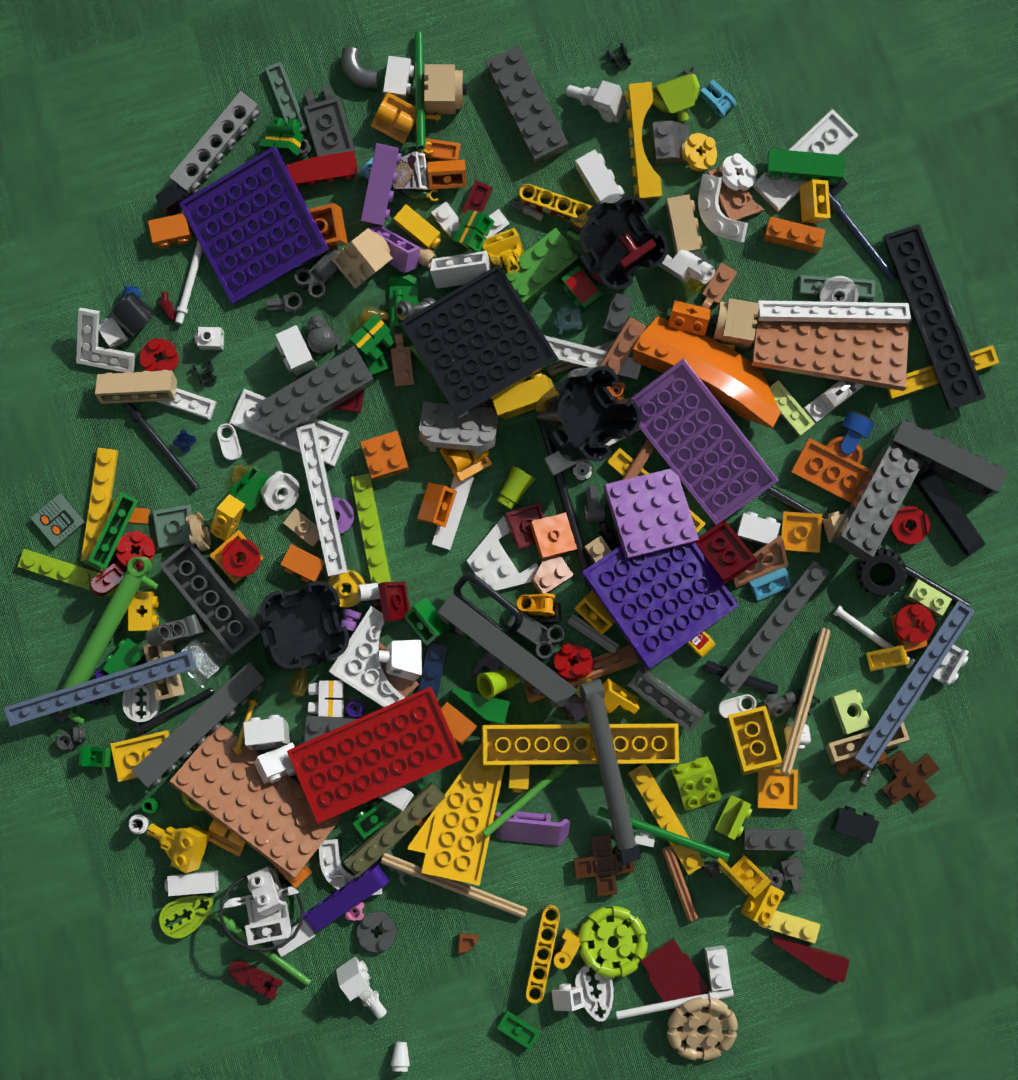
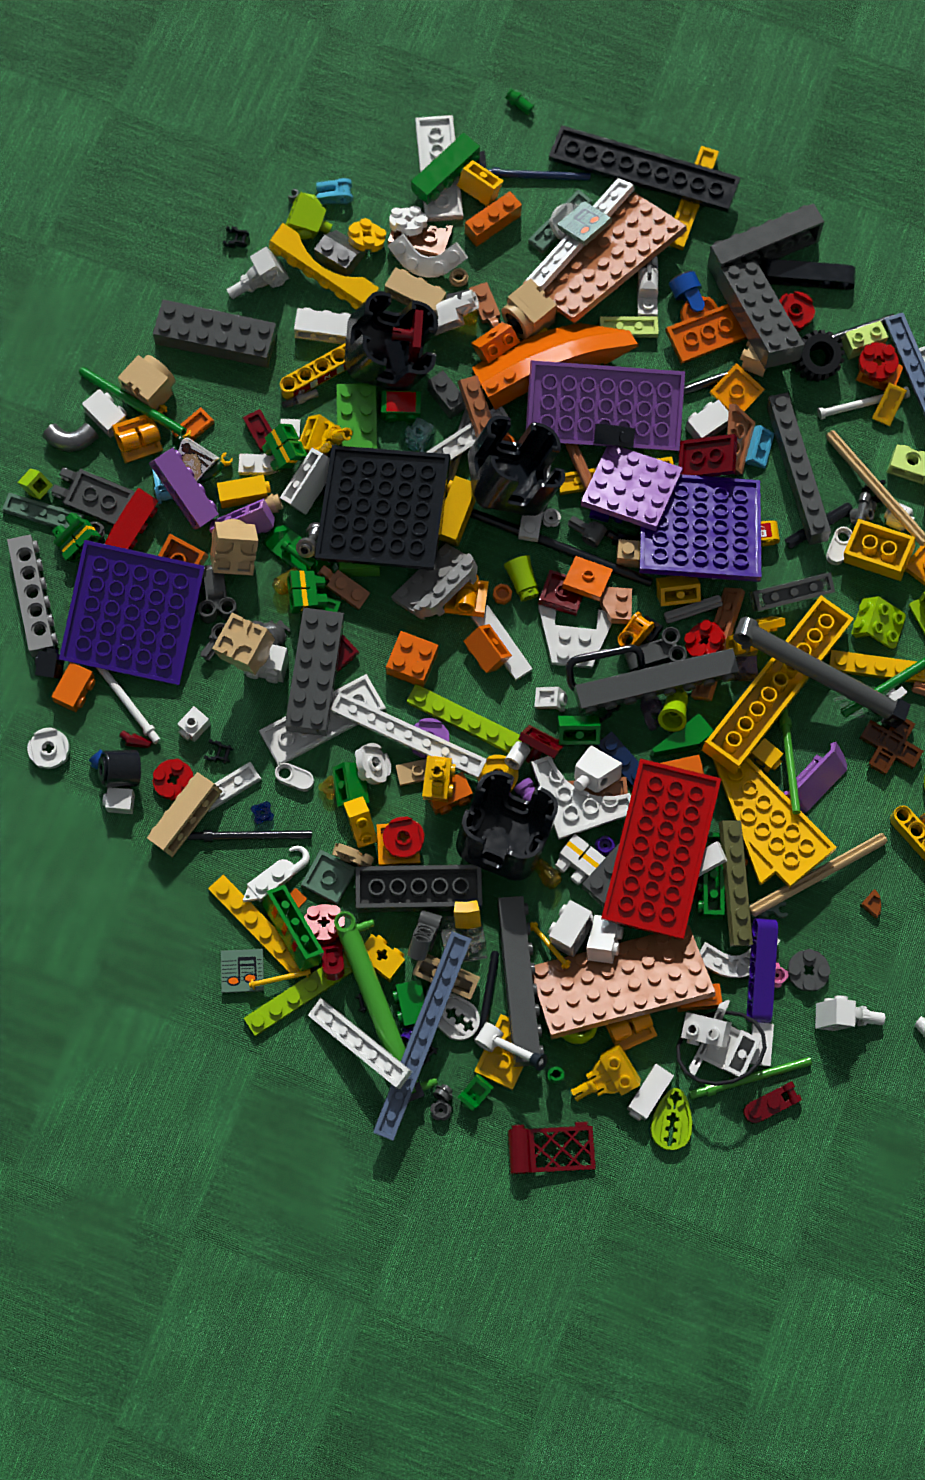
camera: 55 degrees left, 10 degrees down
(52, 536) = (253, 984): none -> yellow axle
(62, 647) = (360, 1043): none -> white plate
(79, 823) = (523, 1155): none -> dark red piece
(87, 346) = (123, 831): white plate -> none
(114, 261) = (58, 755): none -> white plate
(134, 825) = (568, 1092): white cone -> none
(139, 737) = (491, 1037): none -> white piece
(144, 488) = (275, 876): none -> white plate
(216, 649) = (467, 915): none -> yellow piece
(281, 327) = (244, 644): none -> tan piece
(300, 74) = (35, 483): none -> lime brick
(301, 548) = (438, 778): none -> yellow brick
(436, 581) = (550, 698): none -> white bracket
(447, 174) = (219, 433): orange brick -> none
(491, 482) = (502, 594): none -> orange tile
(681, 467) = (614, 435): none -> black slope
(724, 242) = (458, 272): none -> tan plate
(843, 307) = (584, 223): none -> tile
(913, 176) = (517, 100): none -> green pin

